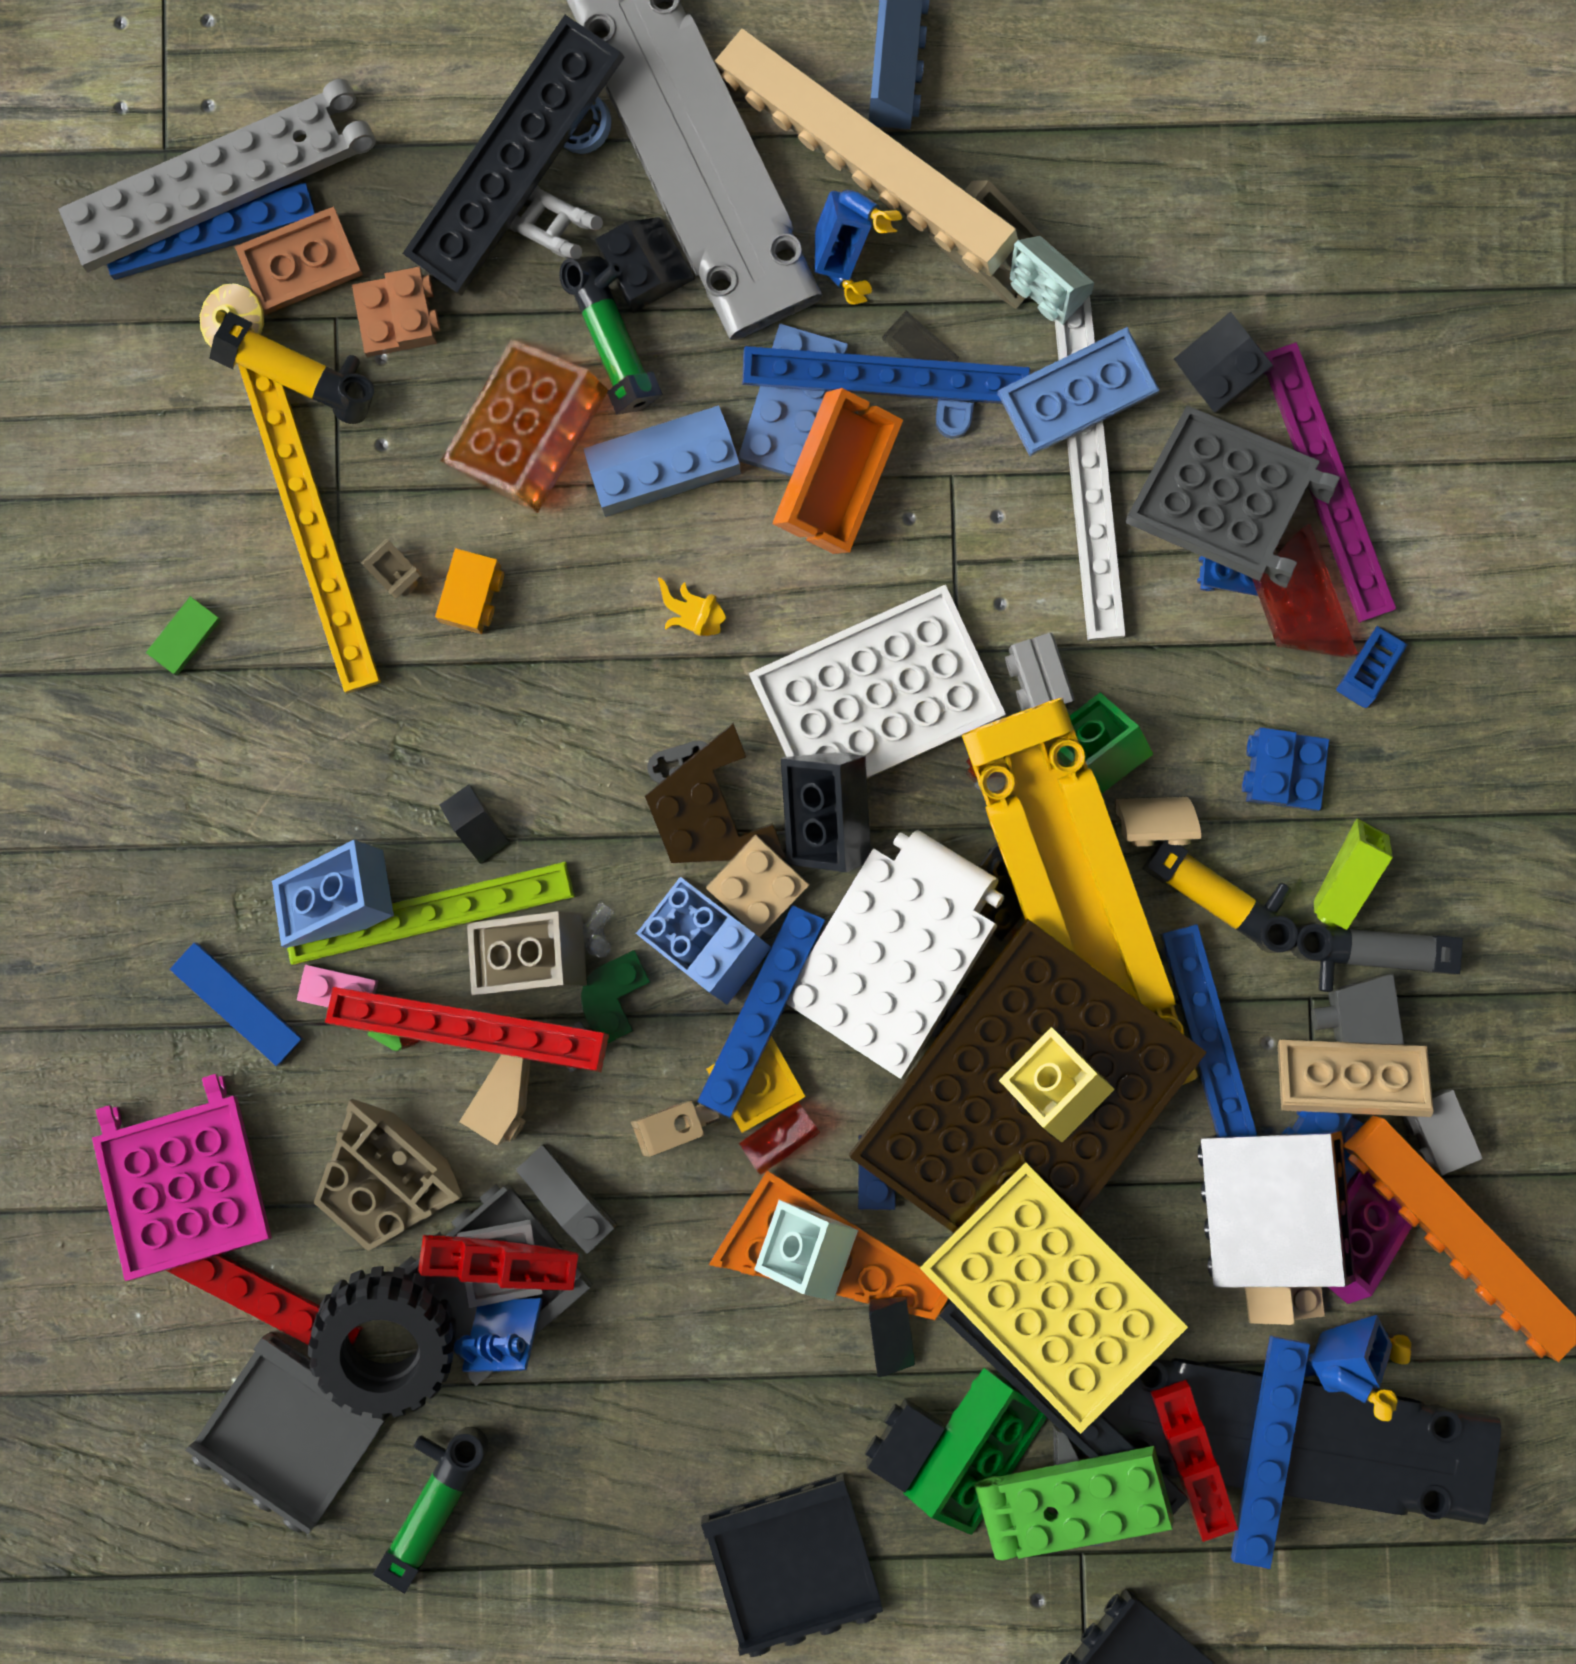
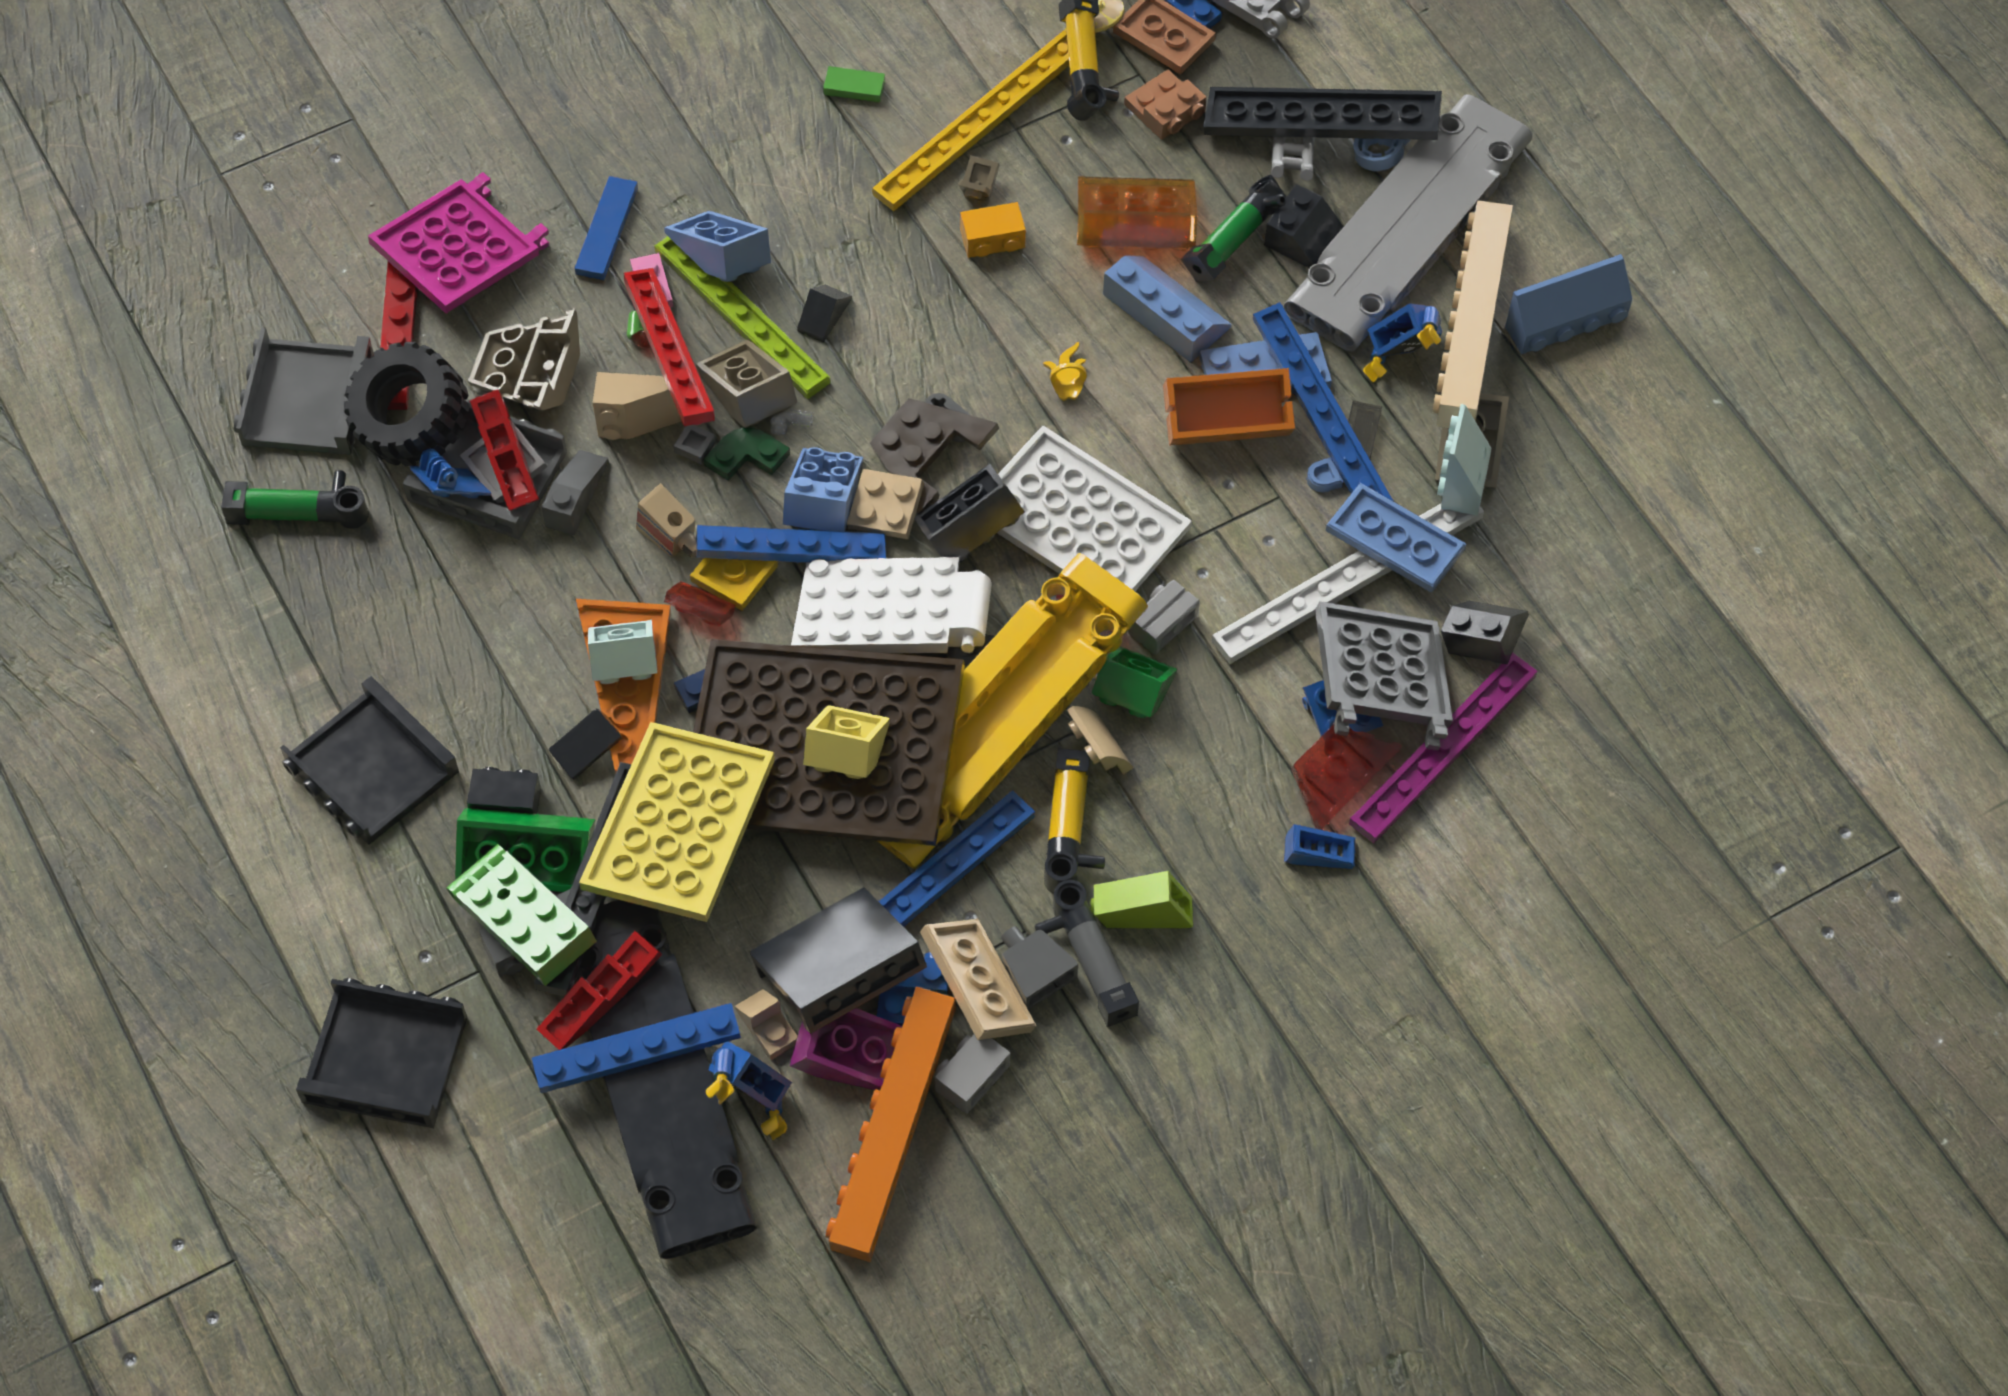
camera: 60 degrees right, 25 degrees down
(1285, 769) = (1197, 822): blue plate -> none

